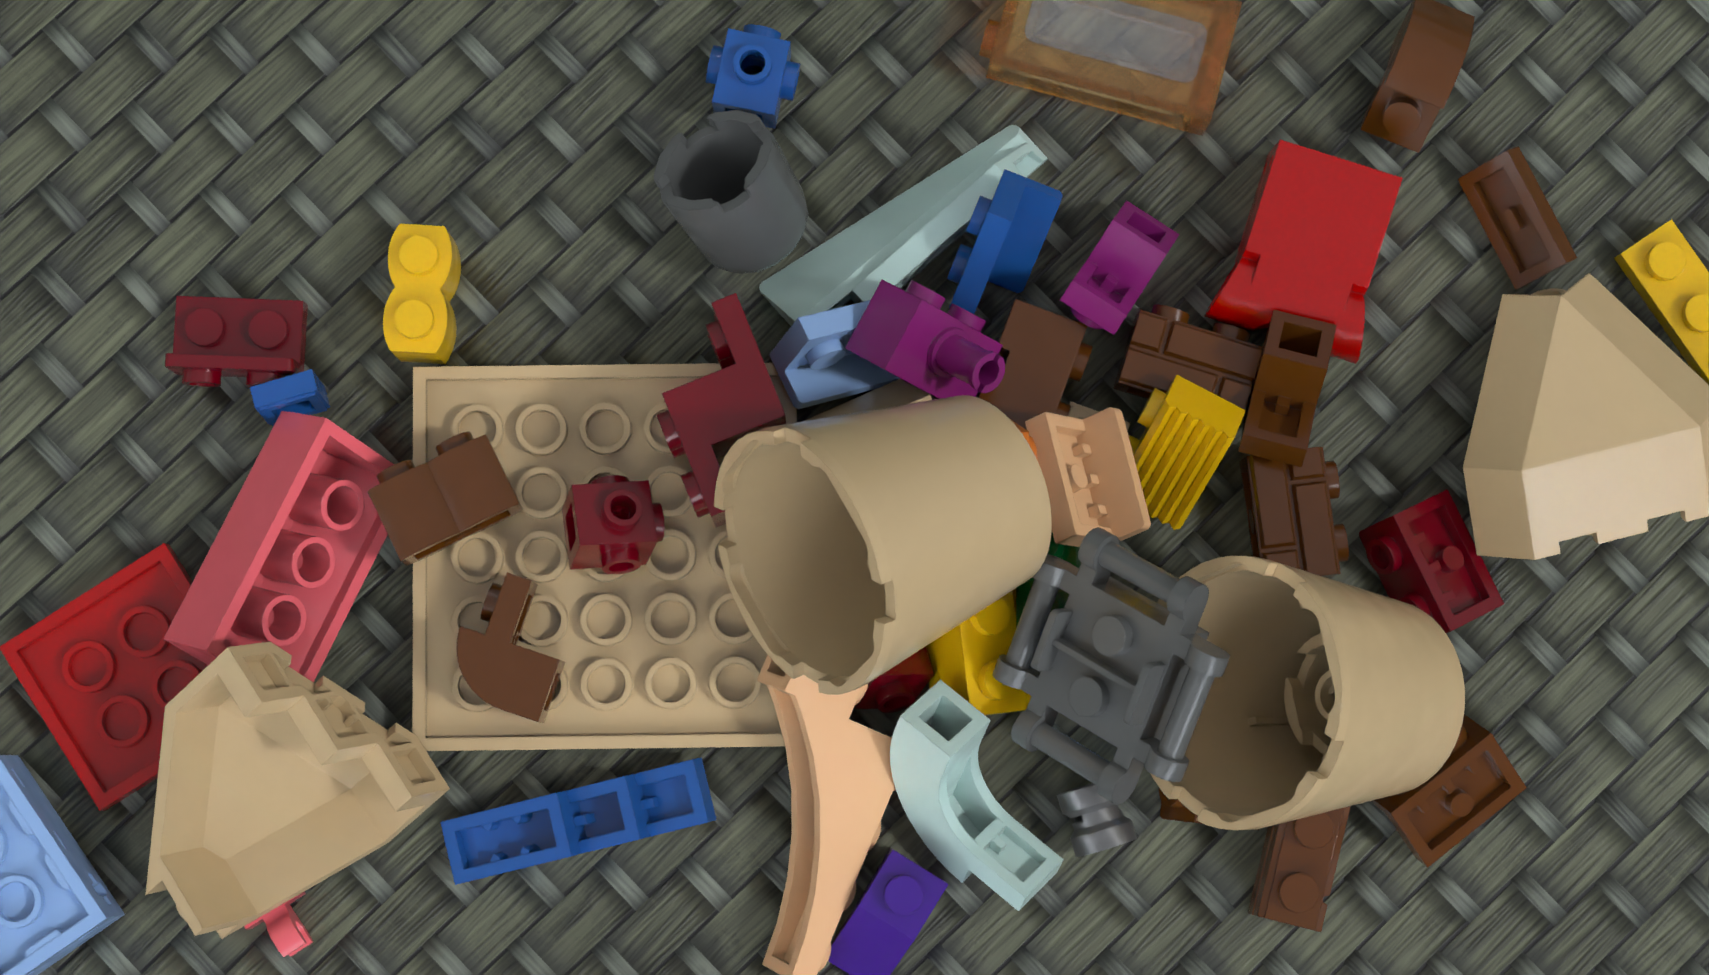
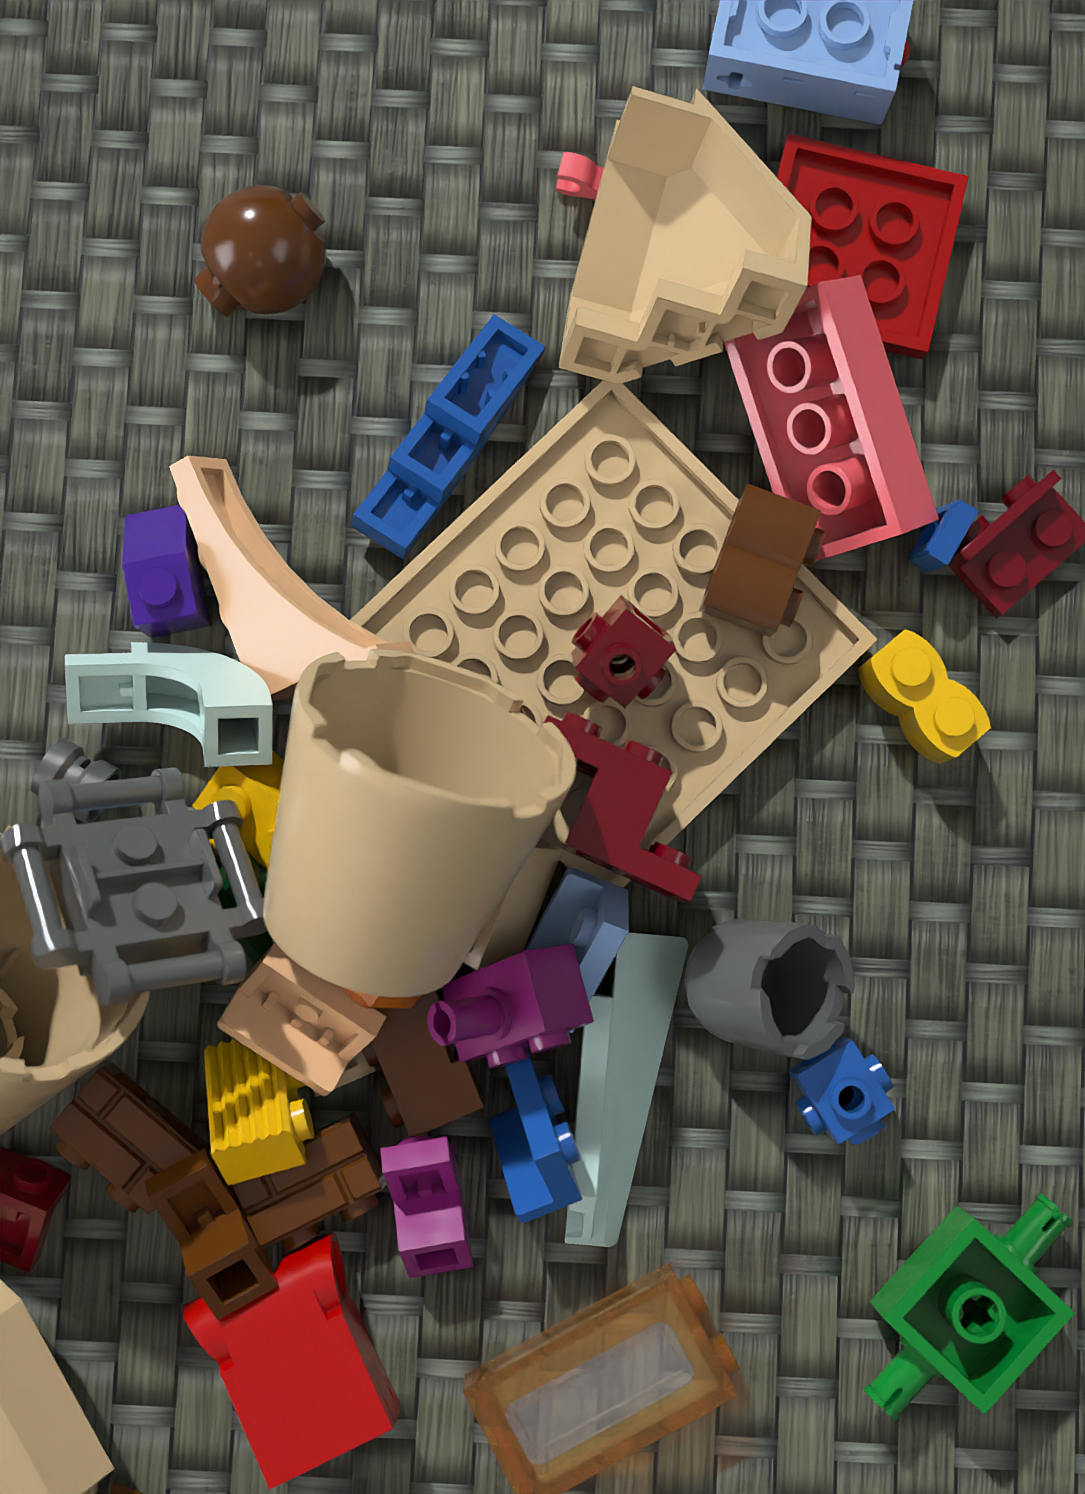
camera: 145 degrees right, 0 degrees up
(498, 667) = (605, 479): reddish brown brick -> none

